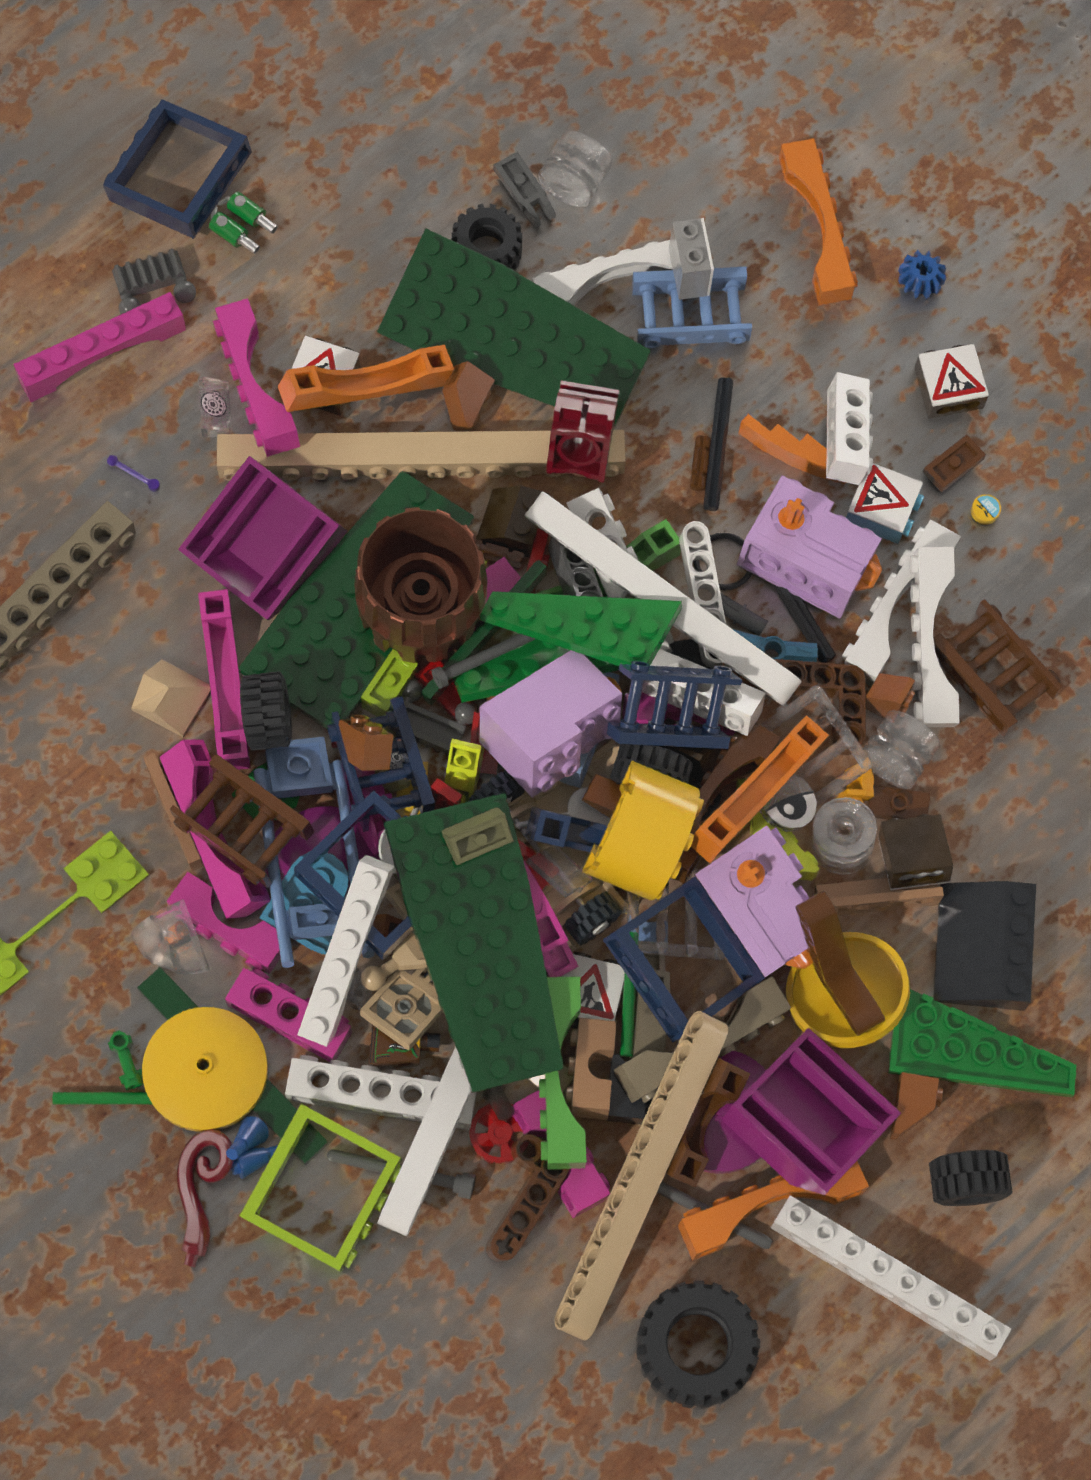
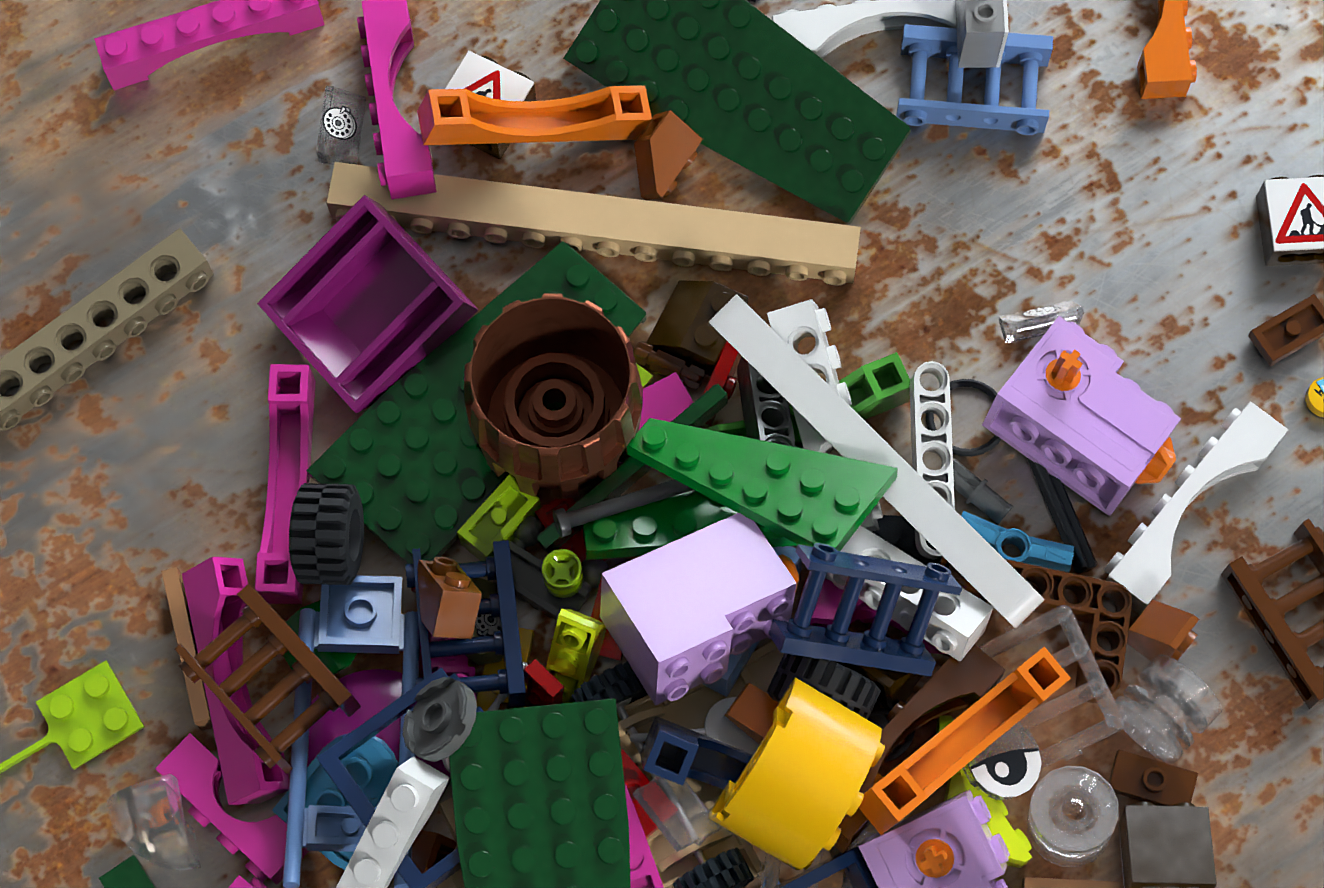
camera: 15 degrees right, 0 degrees up
(153, 484) = (246, 214): dark purple hinge -> none
(170, 697) = (215, 494): tan slope -> none
(381, 825) = (440, 719): none -> dark grey tile
(445, 709) = (558, 567): none -> lime wheel
(477, 835) = (567, 753): olive slope -> none
(582, 430) = (802, 220): dark red piece -> none
(700, 463) = (955, 283): reddish brown axle -> none
(718, 444) = (982, 262): black axle -> none
(766, 482) = (1038, 320): none -> clear slope
(804, 454) = (1095, 291): orange slope -> none
(848, 429) = (1157, 266): white brick -> none
(860, 788) = (1102, 755): light orange bracket -> none
(885, 503) = (1192, 370): piece -> none
(919, 264) = (1270, 81): blue gear -> none
(936, 696) = (1225, 644): white arch -> none

